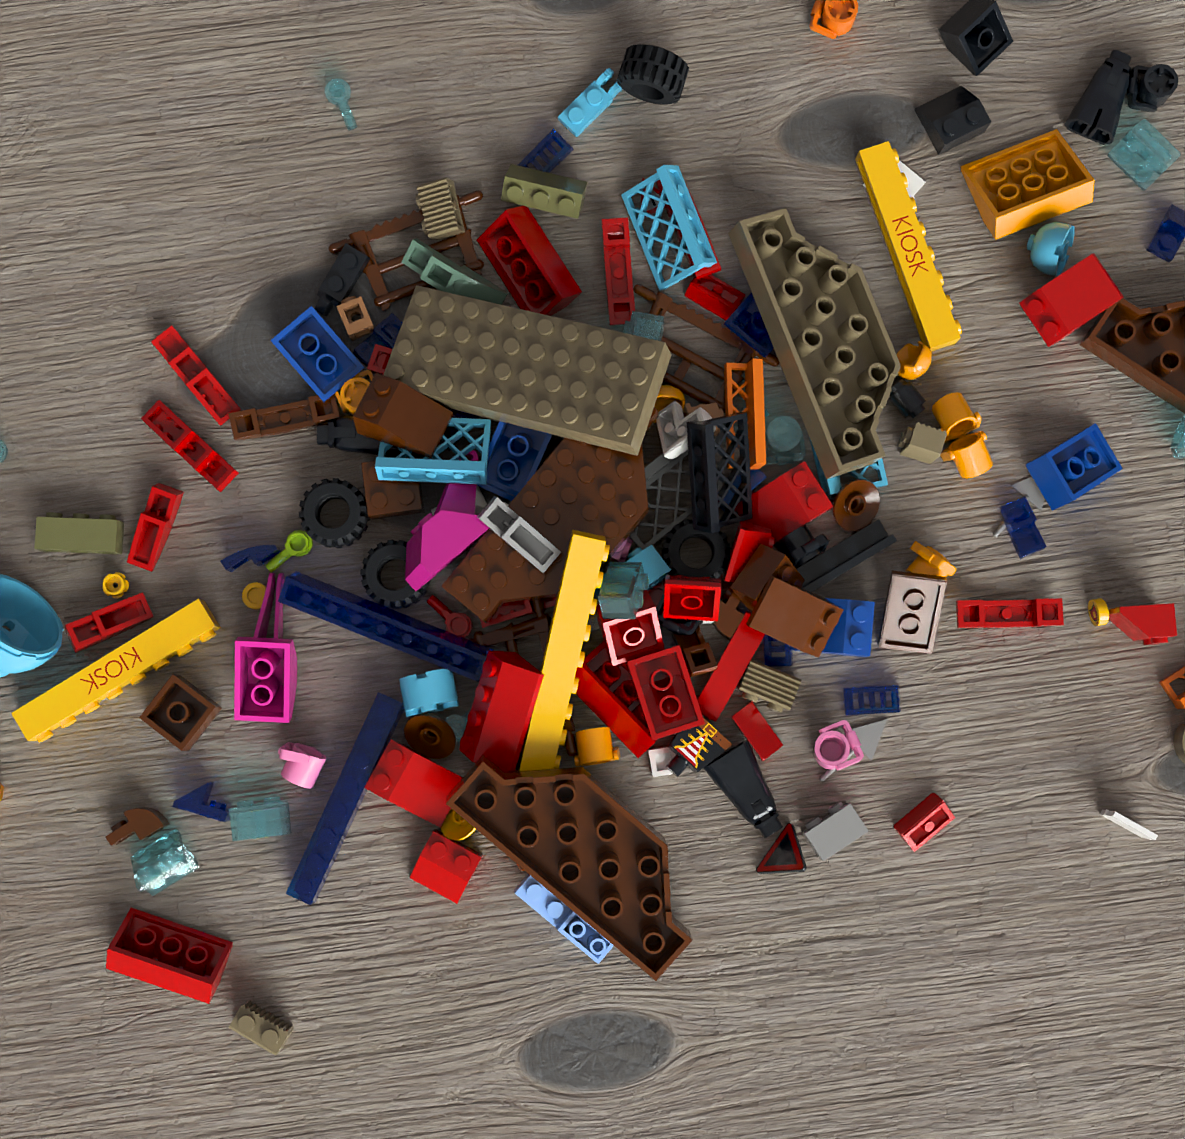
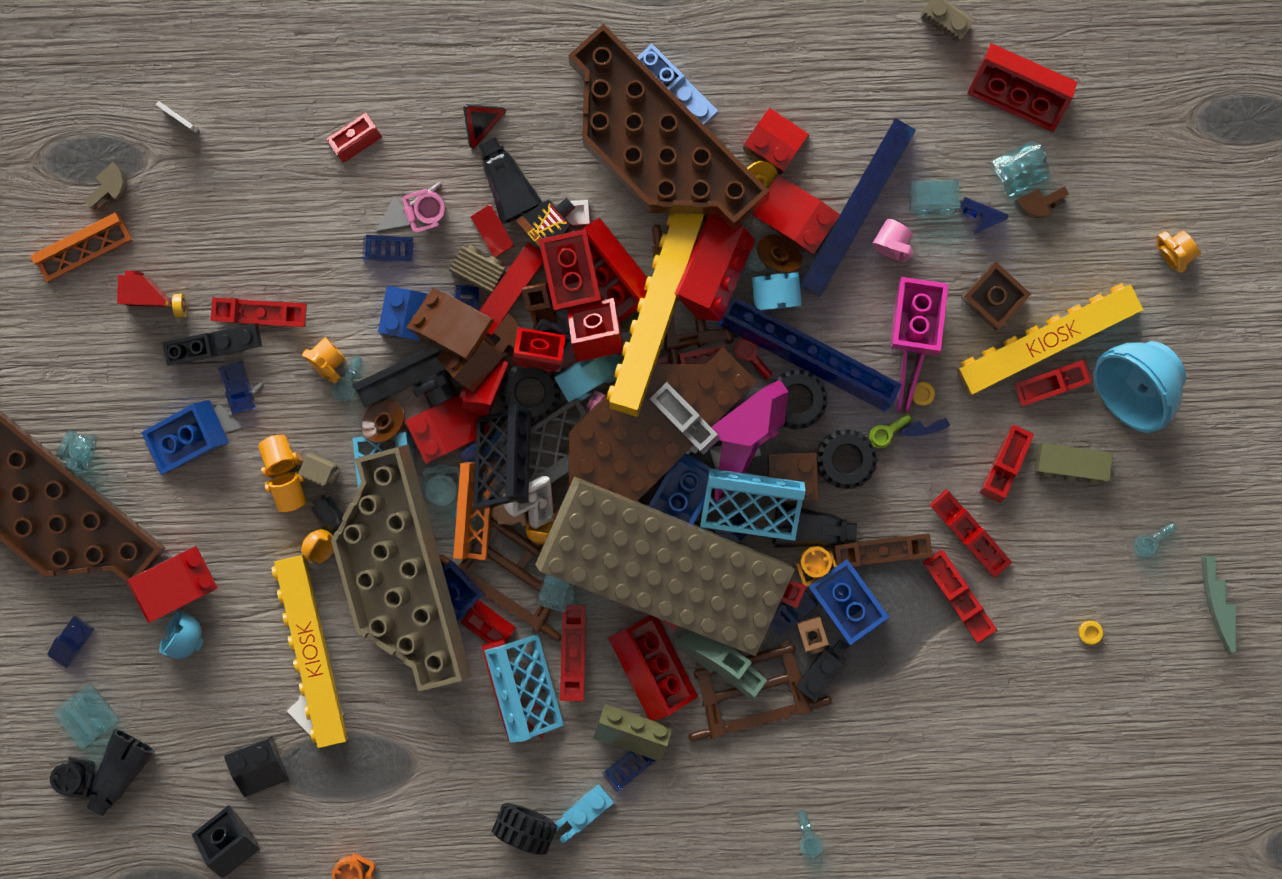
camera: 170 degrees left, 5 degrees up
(48, 350) = (1090, 632): none -> yellow tile
(108, 582) = (1039, 415): yellow plate -> none
(401, 416) = (778, 535): reddish brown slope -> none
(439, 209) = (728, 724): dark tan brick -> none
(595, 747) = (635, 229): light orange piece -> none
(623, 590) = (598, 360): clear light blue brick -> none
(834, 830) = (434, 137): light grey brick -> none
(905, 537) = (343, 388): none -> clear light blue plate
(912, 612) = (345, 321): tile -> none
(1028, 183) = (195, 699): light orange slope -> none
(1057, 571) = (212, 344): none -> black slope

